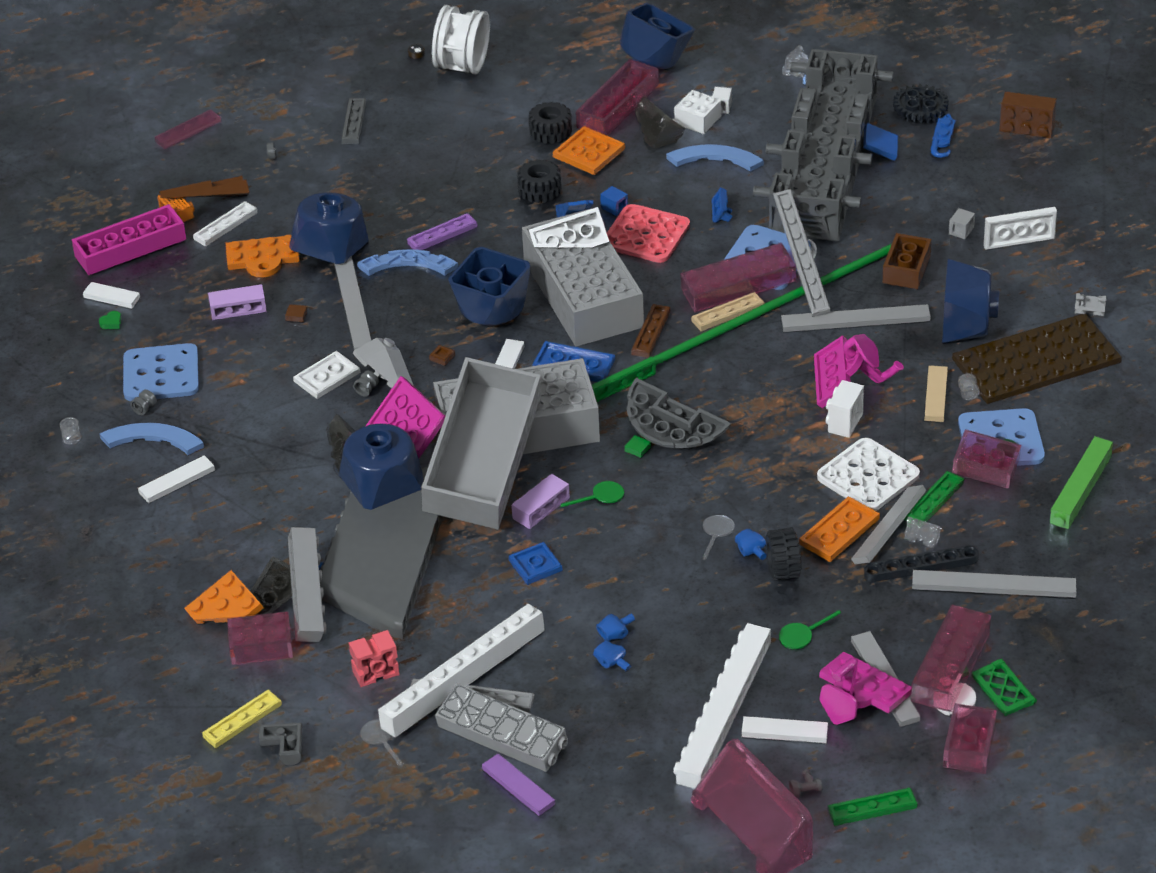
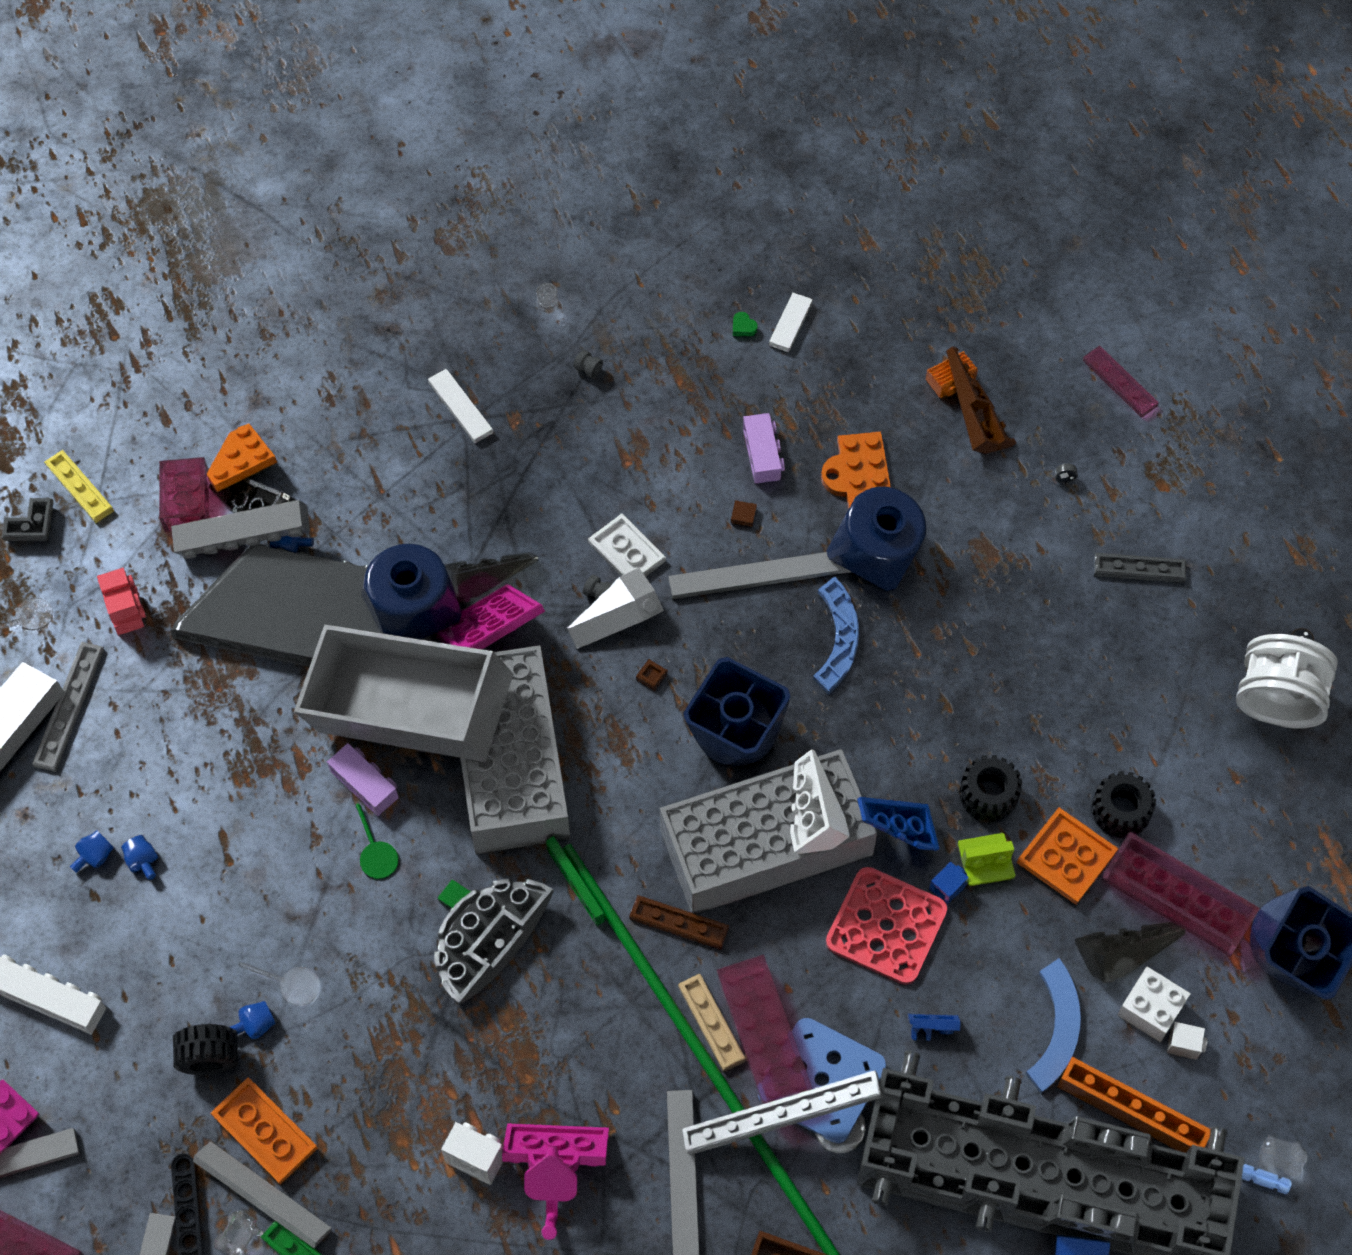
camera: 90 degrees right, 20 degrees up
(128, 239) = (881, 328): dark pink brick -> none
(152, 432) = (541, 381): medium blue tile -> none
(176, 383) = (633, 395): medium blue piece -> none
(225, 223) = (924, 431): white tile -> none
(442, 232) = (897, 674): medium lavender tile -> none
(461, 669) = (92, 692): white brick -> none
(510, 353) = (634, 748): white tile -> none
(535, 563) = (266, 775): blue tile -> none
(592, 184) = (987, 859): none -> lime bracket
(597, 363) = (625, 827): blue tile -> none
(771, 118) = (1132, 1107): none -> orange brick
(799, 635) = (94, 1066): green piece -> none
(867, 454) = (339, 1178): white piece -> none

